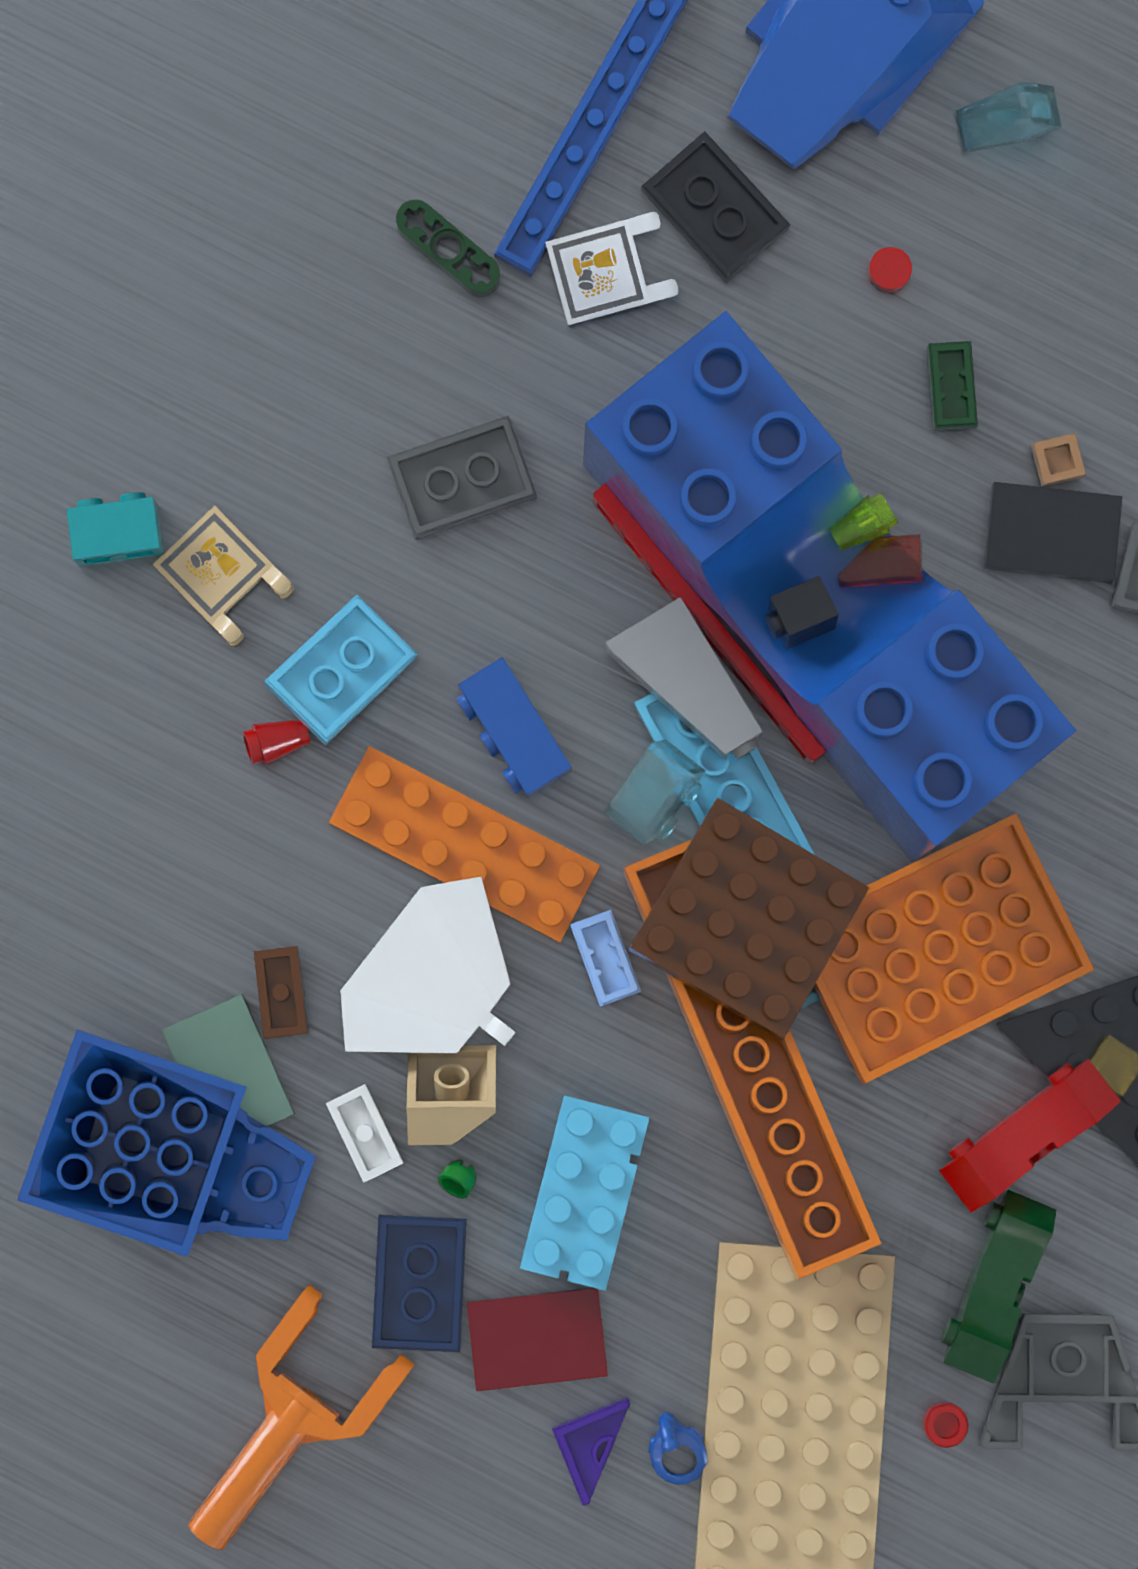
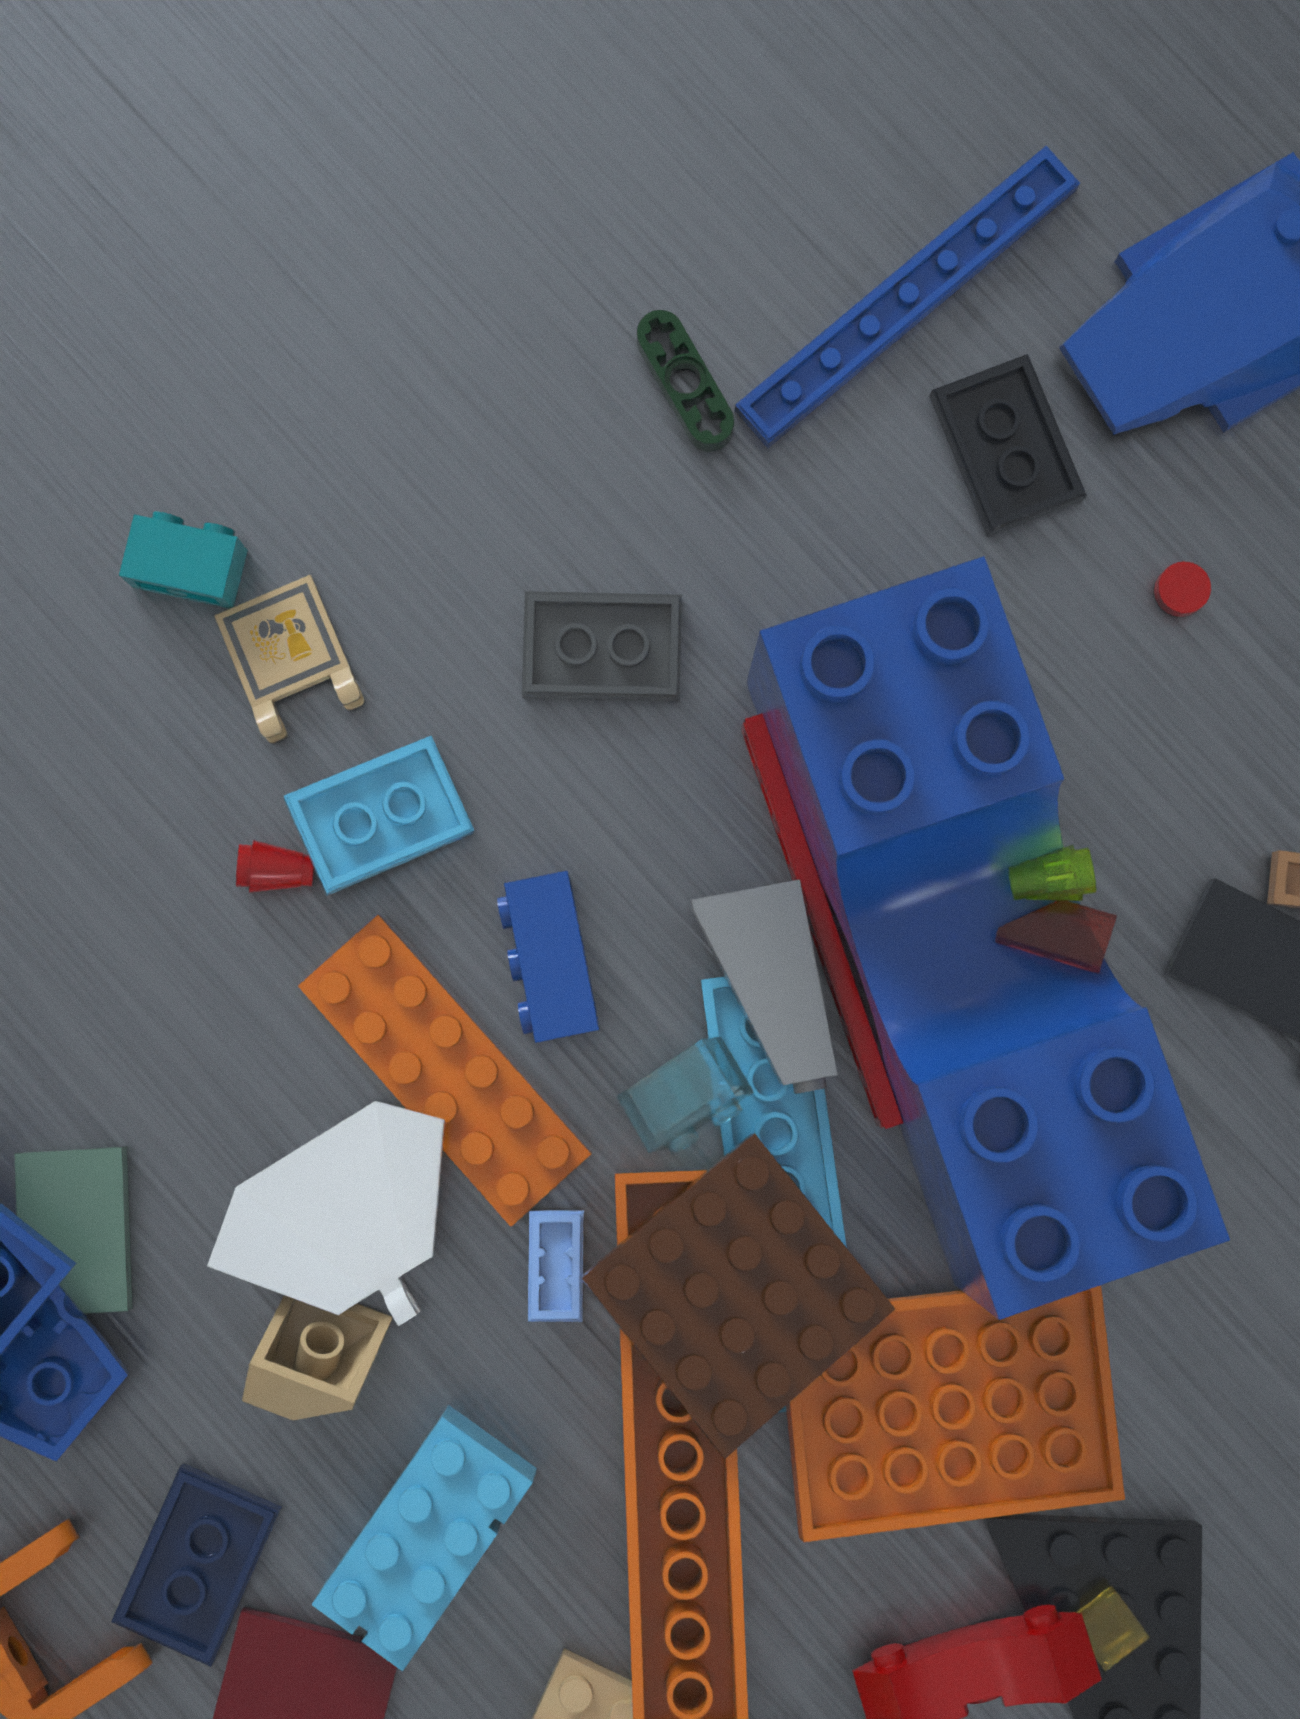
camera: 25 degrees right, 0 degrees up
(281, 992) = (167, 1163): reddish brown plate -> none
(364, 1133) = (199, 1365): white plate -> none
(458, 1179) = (286, 1460): green hinge -> none
(602, 271) = (850, 469): white flag -> none
(801, 613) = (937, 958): black brick -> none
(952, 386) = (1206, 749): dark green plate -> none

